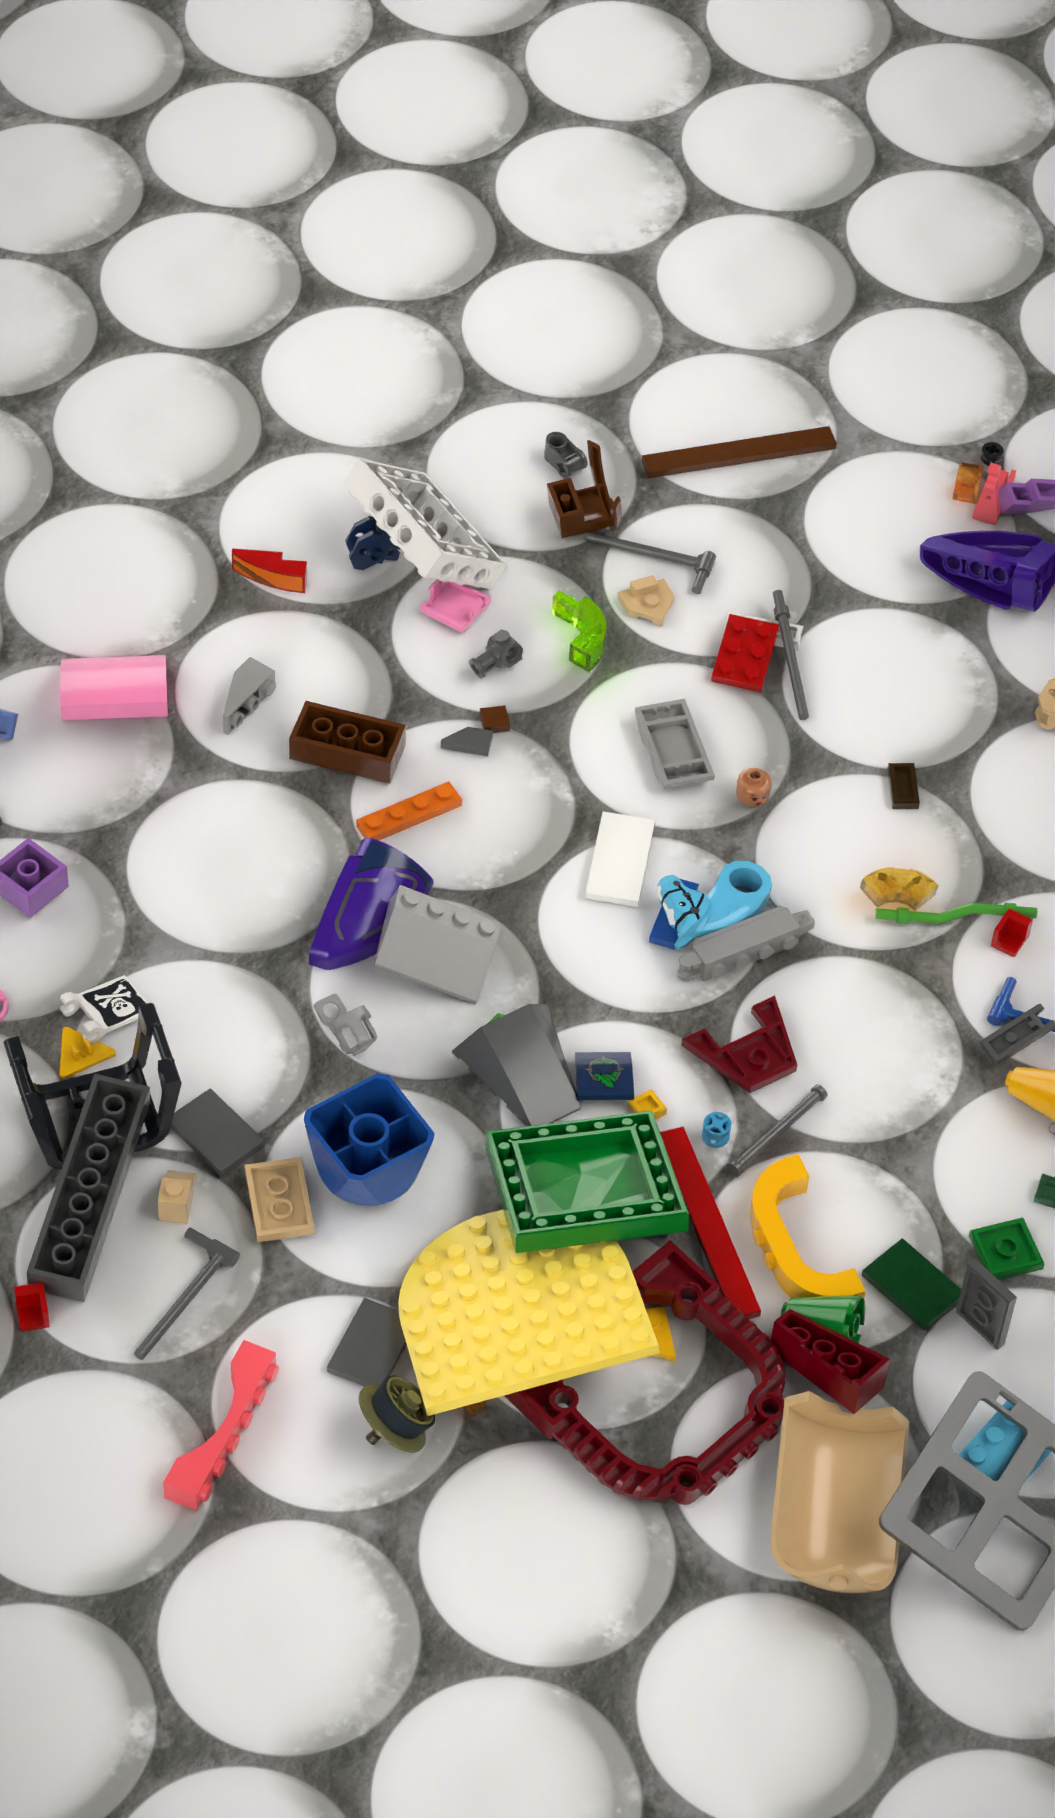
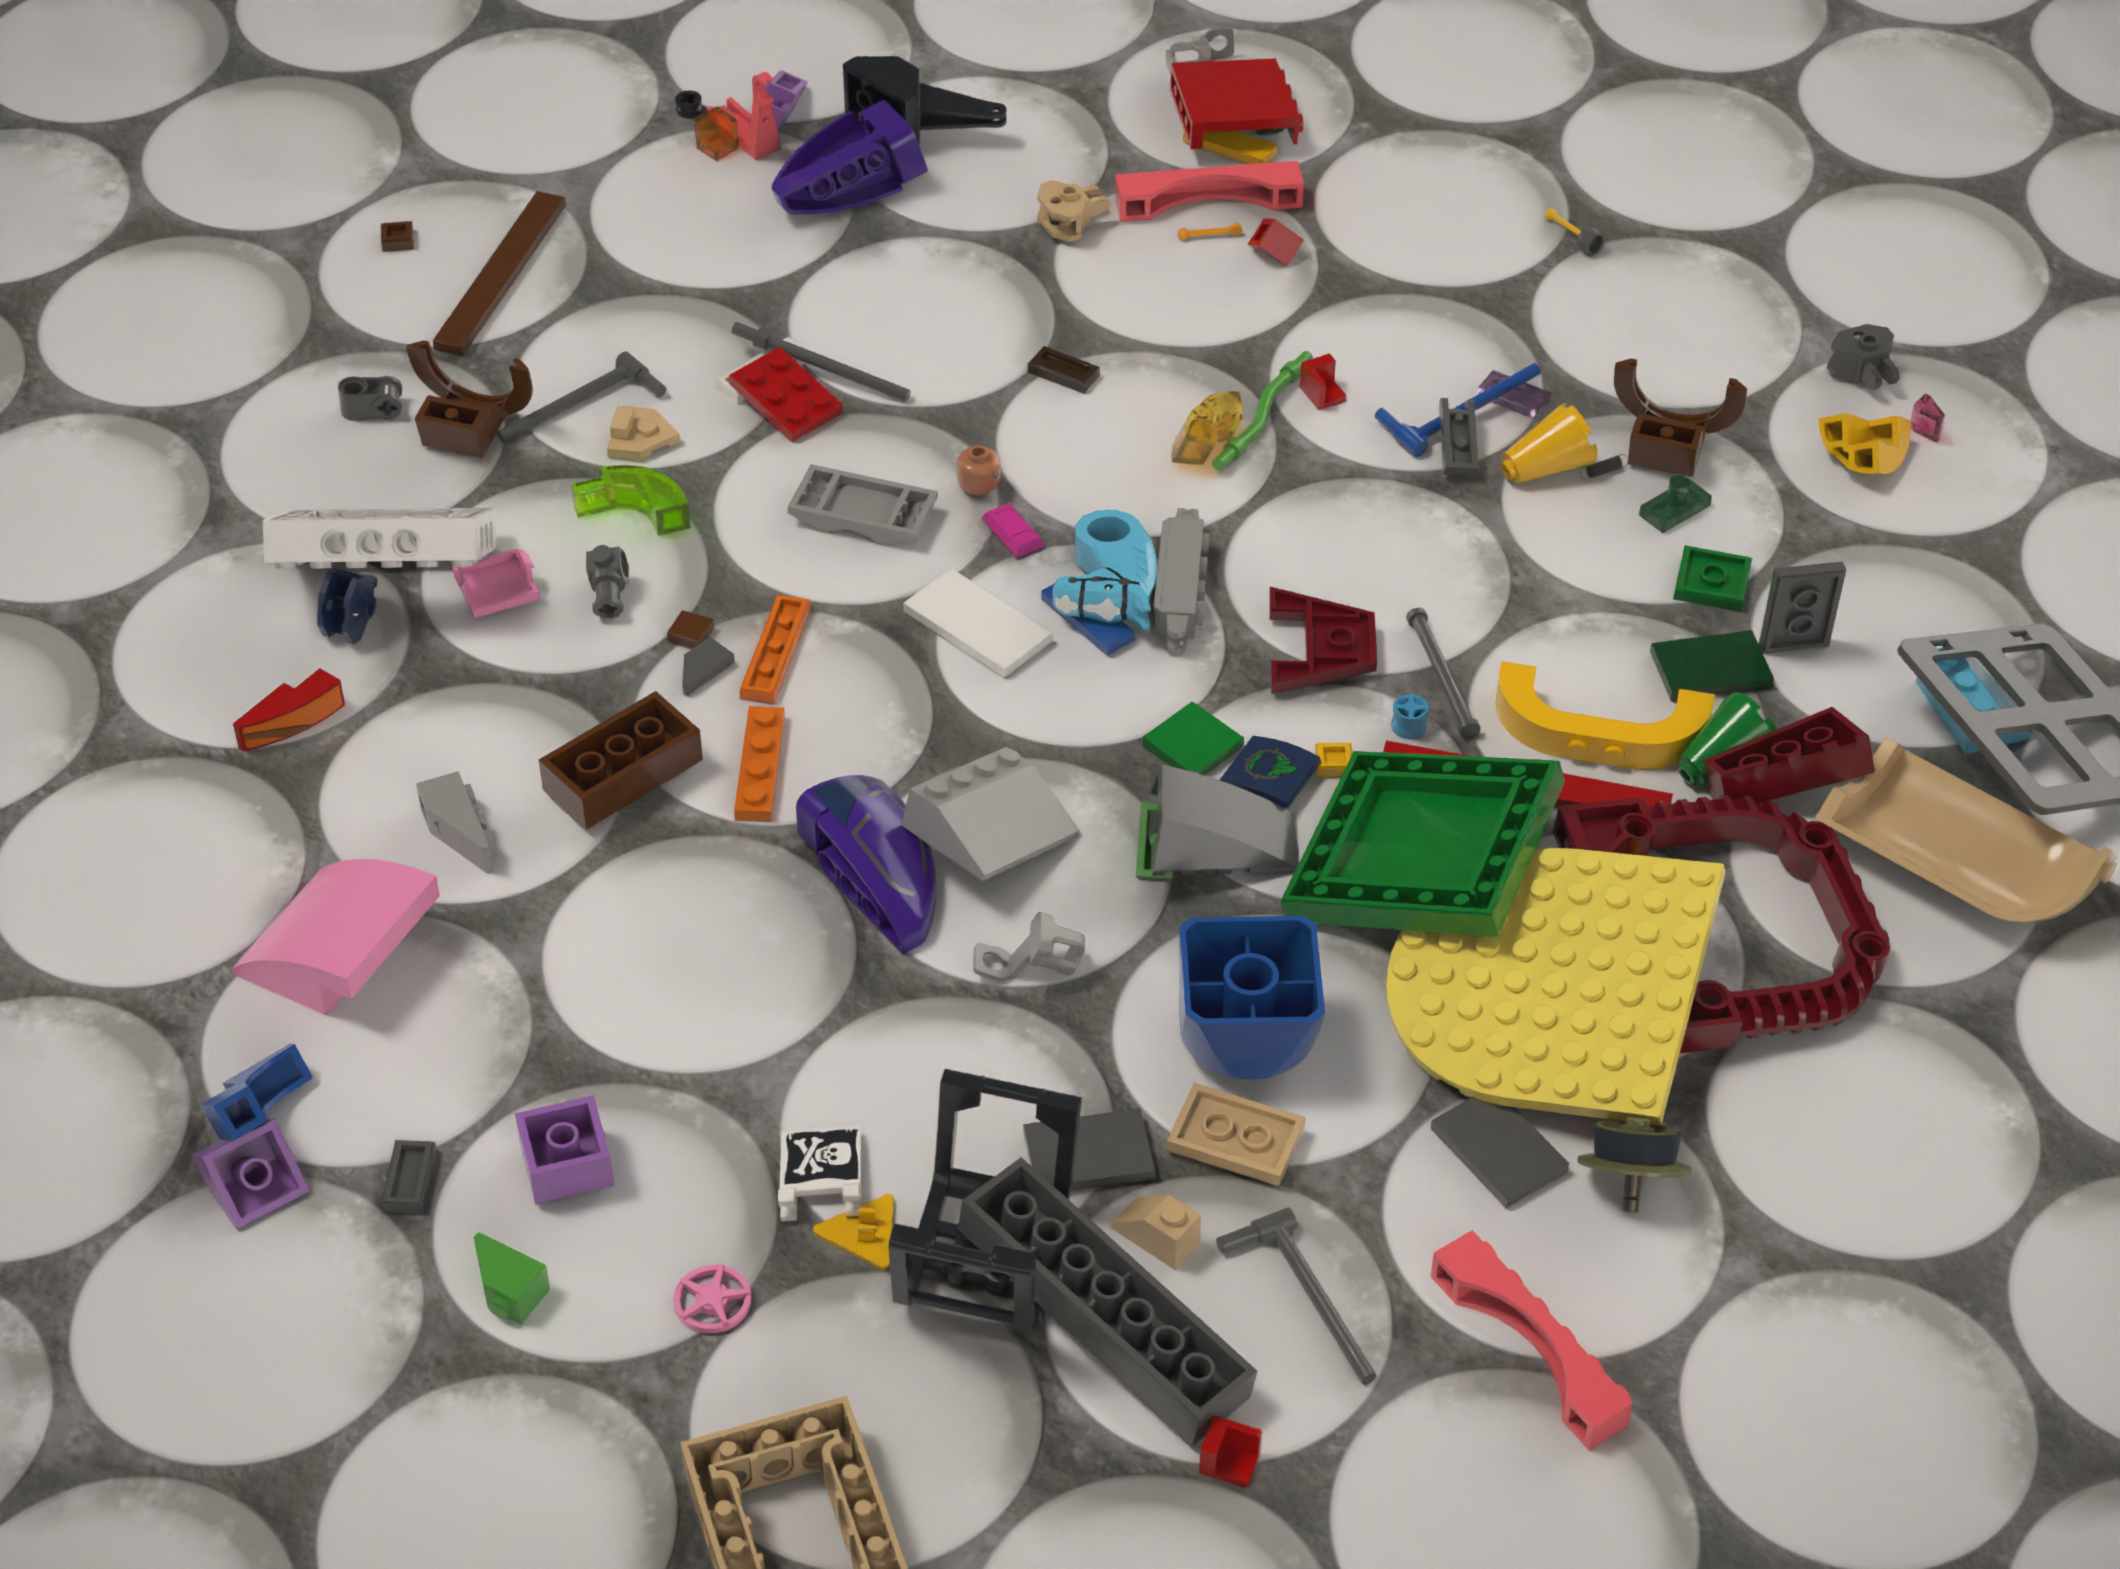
camera: 55 degrees left, 5 degrees down
(513, 769) = (775, 649): none -> orange tile
(602, 1023) = (1193, 740): none -> green tile
(722, 836) = (1013, 530): none -> dark pink tile
(727, 384) = (397, 236): none -> reddish brown tile

